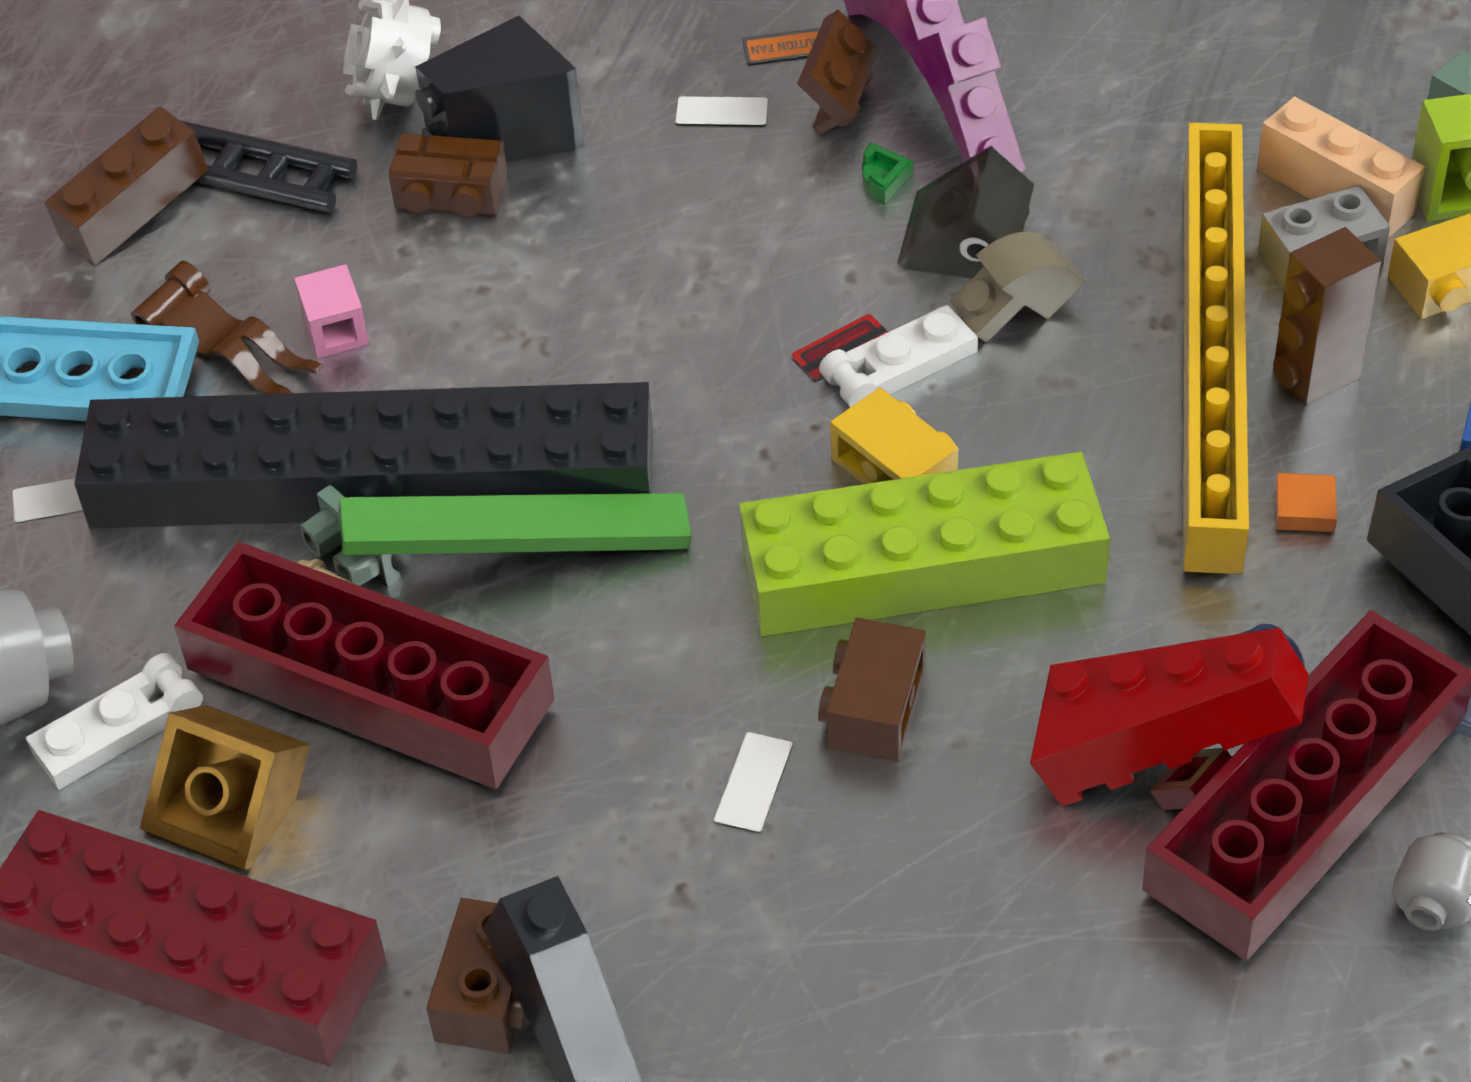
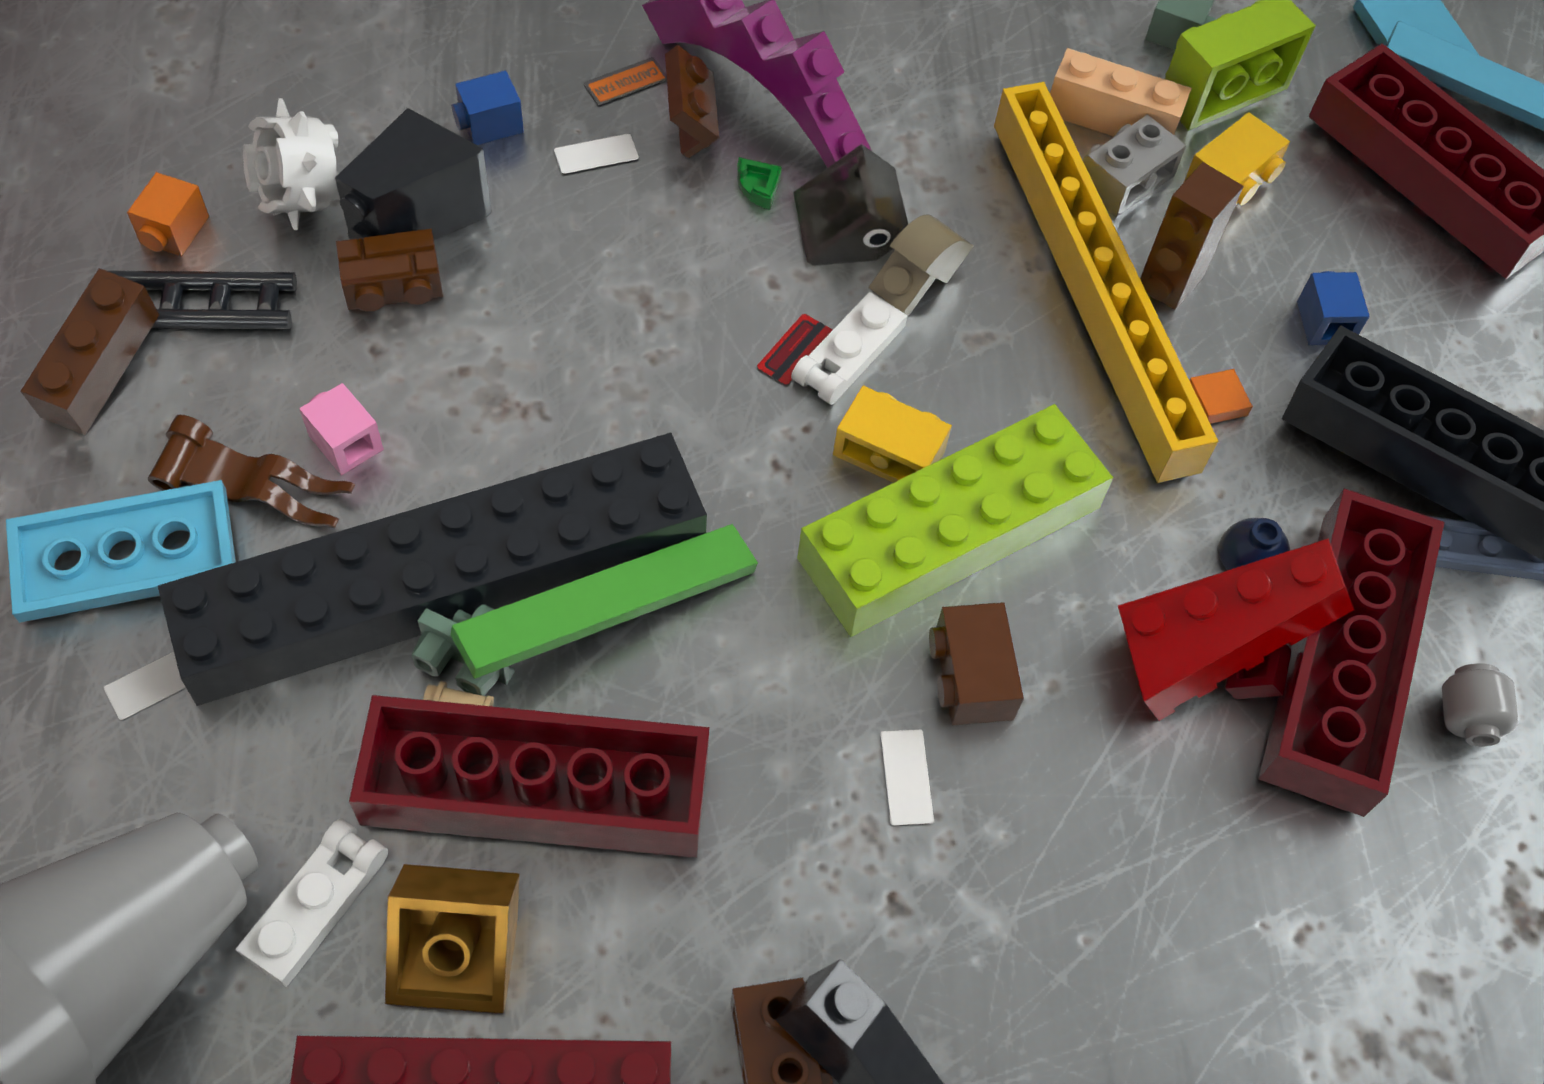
camera: 30 degrees left, 10 degrees up
(257, 79) = (168, 214): none -> orange brick
(621, 41) = (488, 108): none -> blue brick

